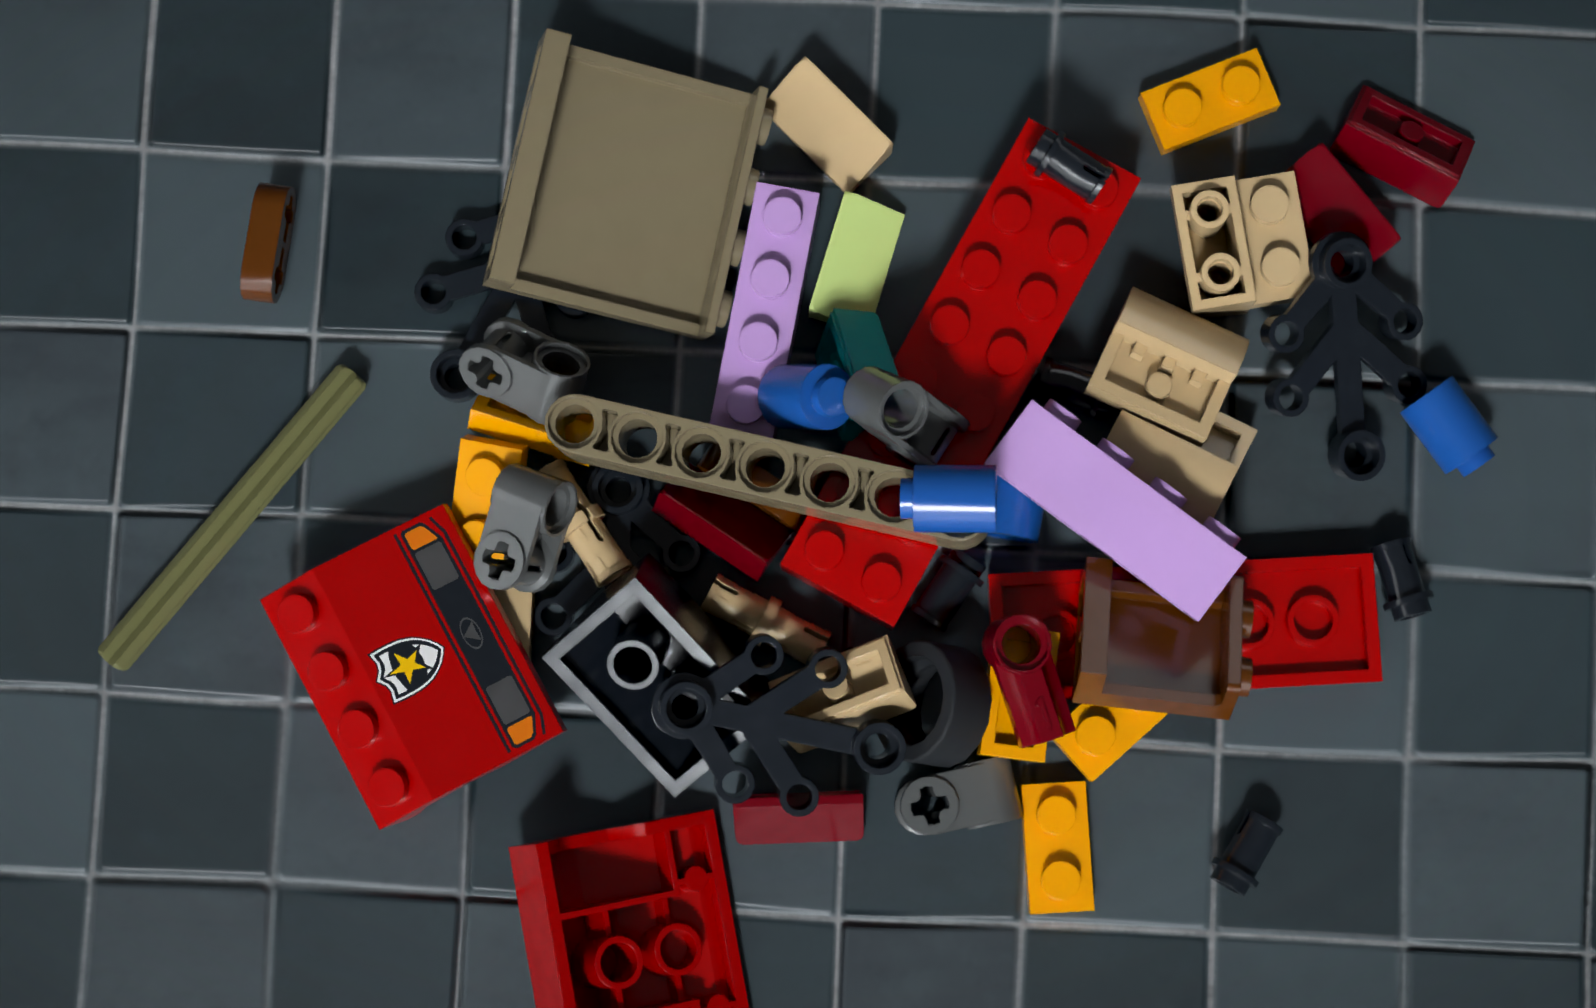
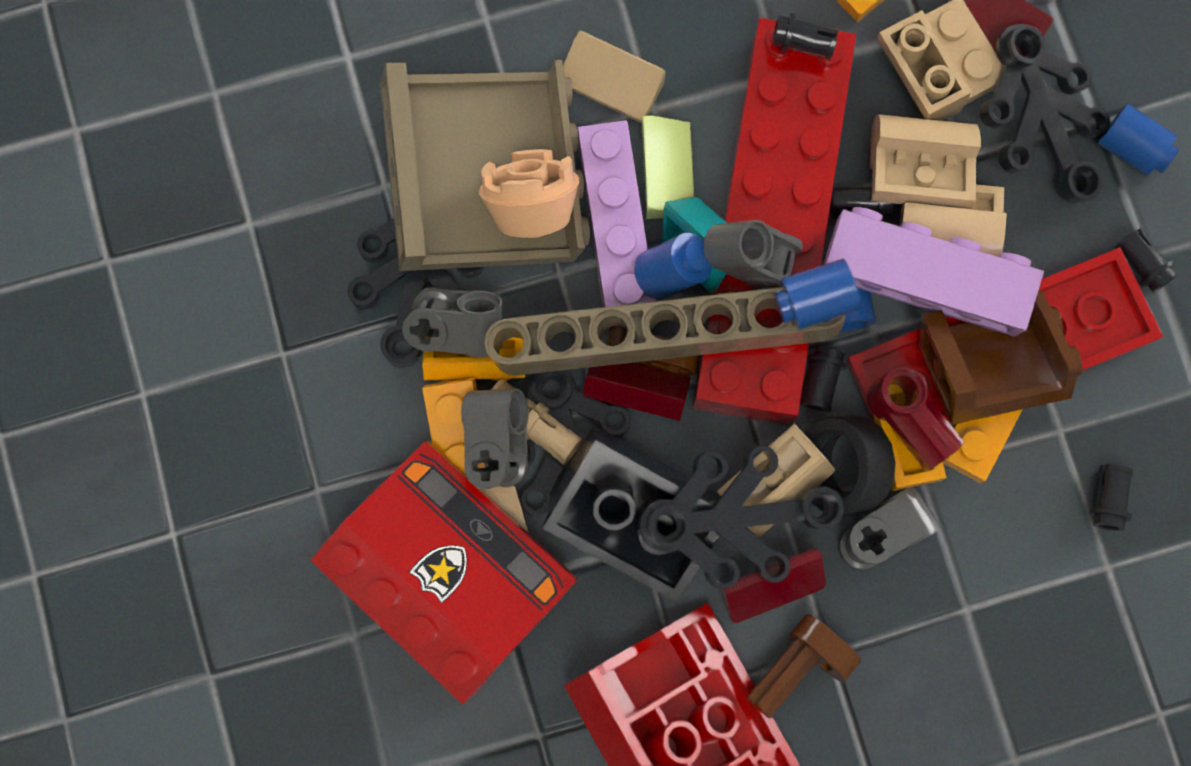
camera: 25 degrees left, 5 degrees down
(231, 518) = (265, 511): olive axle -> none
(268, 243) = (225, 295): reddish brown beam -> none
(668, 245) = (530, 194): none -> light nougat cone
(758, 615) = (686, 446): tan pin -> none
(815, 902) = (811, 645): none -> reddish brown piece
(1057, 847) = (972, 543): light orange plate -> none

